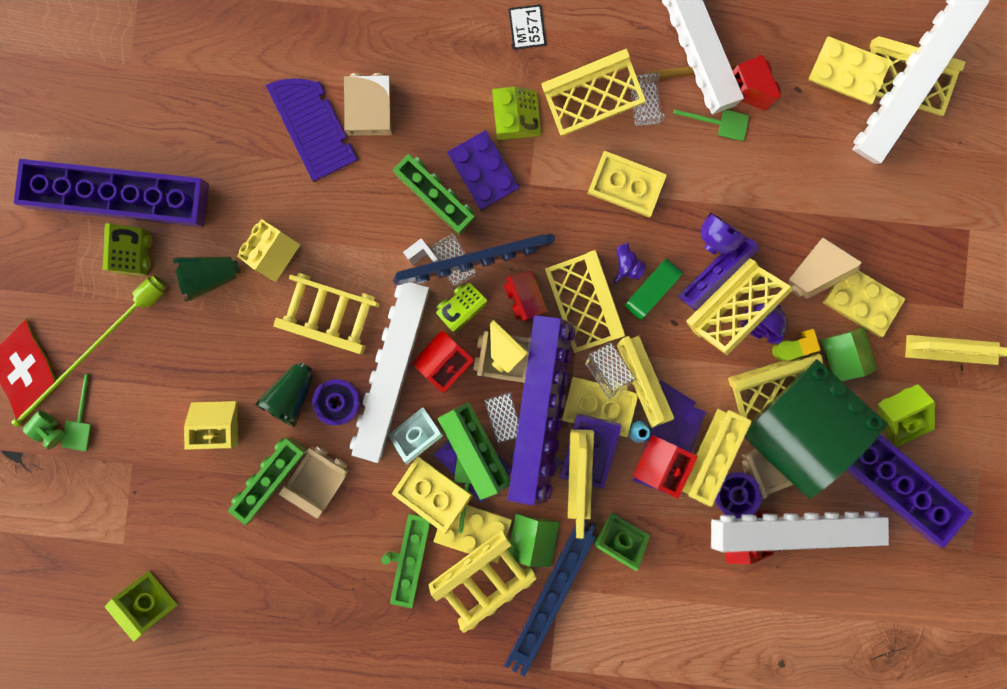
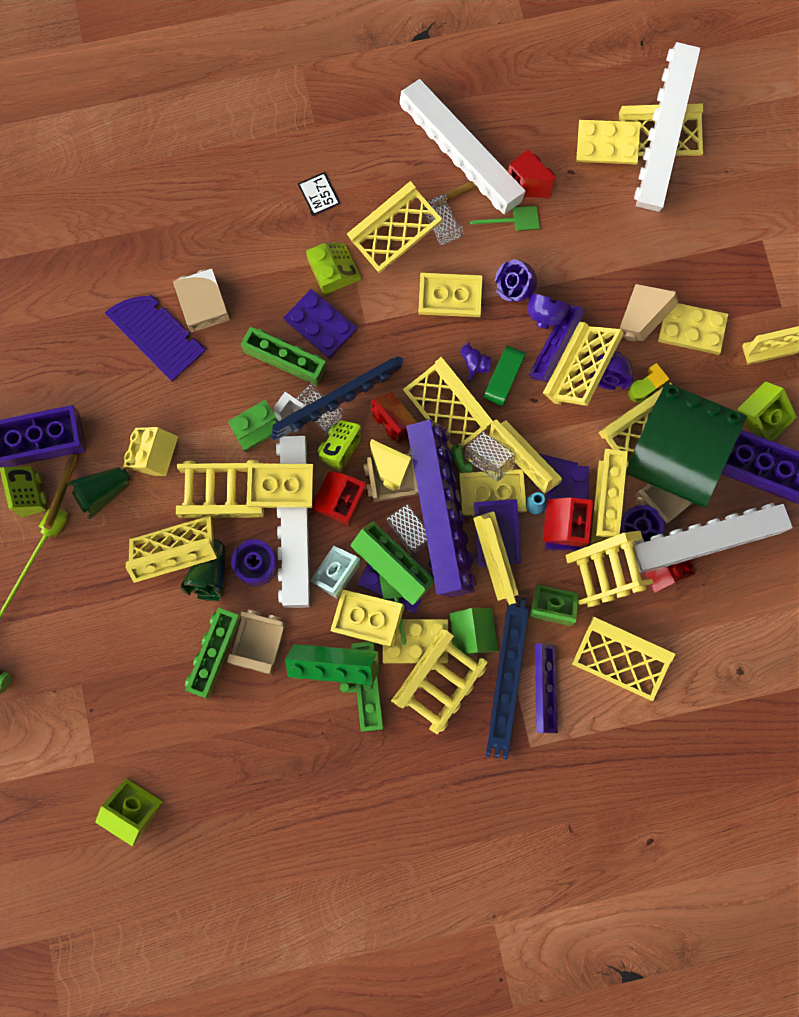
camera: 10 degrees left, 10 degrees down
(78, 433) = (22, 672): bright green piece -> none
(164, 264) = (60, 491): none -> pearl gold bar
(211, 425) = (146, 622): light yellow slope -> none
(254, 374) = (173, 557): none -> light yellow fence
(379, 261) = (253, 425): none -> bright green panel
(382, 532) = (332, 664): none -> green brick
(386, 333) = (280, 485): none -> light yellow plate
(577, 360) = (458, 459): none -> bright green arm
(585, 621) = (546, 688): none -> dark purple plate
(685, 601) = (632, 641): none -> light yellow fence
(699, 193) = (515, 281): none -> dark purple cylinder
(699, 513) = (596, 553): none -> light yellow fence
(849, 354) = (697, 375): bright green slope -> none

